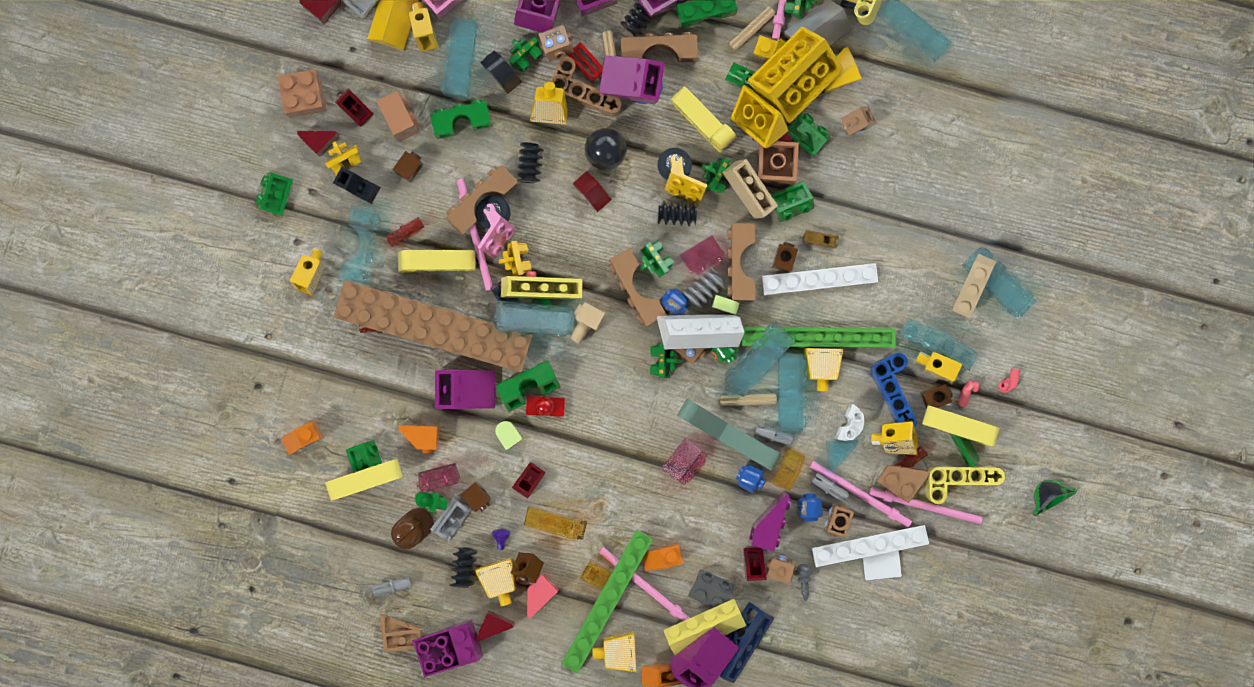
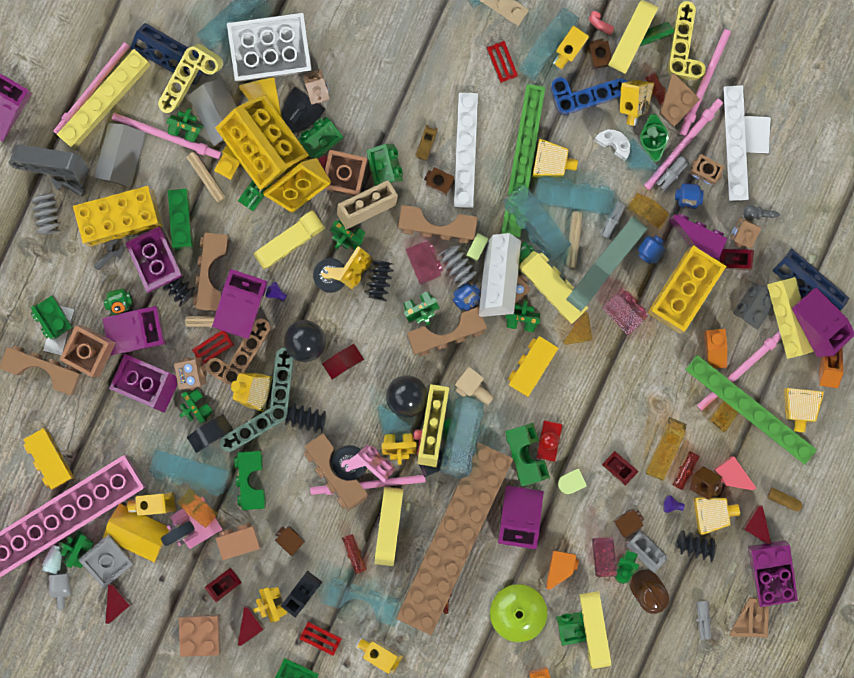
camera: 80 degrees left, 0 degrees up
(310, 210) = (317, 645): none -> red tile
(384, 397) = (514, 599): none -> lime dish
(408, 68) = (188, 531): none -> bright pink plate
(425, 71) = (197, 508): none -> clear yellow slope
(523, 648) = (784, 499): none -> pearl gold bar
(527, 126) = (269, 414): none -> sand green beam
(536, 546) = (686, 470): none -> clear red pin
(539, 246) = (391, 423): none -> clear light blue slope
(567, 257) = (406, 396): none -> black piece
(616, 377) = (532, 366): none -> yellow brick
(650, 113) = (274, 291): none -> dark purple rock
(657, 420) = (580, 332): none -> clear yellow slope
(700, 382) = (550, 284): none -> light yellow brick
(716, 518) = (686, 289): none -> yellow brick
(829, 110) = (299, 112): none -> black shield
(863, 463) = (654, 137): none -> green hat
(889, 68) = (269, 47): none -> white slope
(926, 293) = (496, 46): none -> red tile

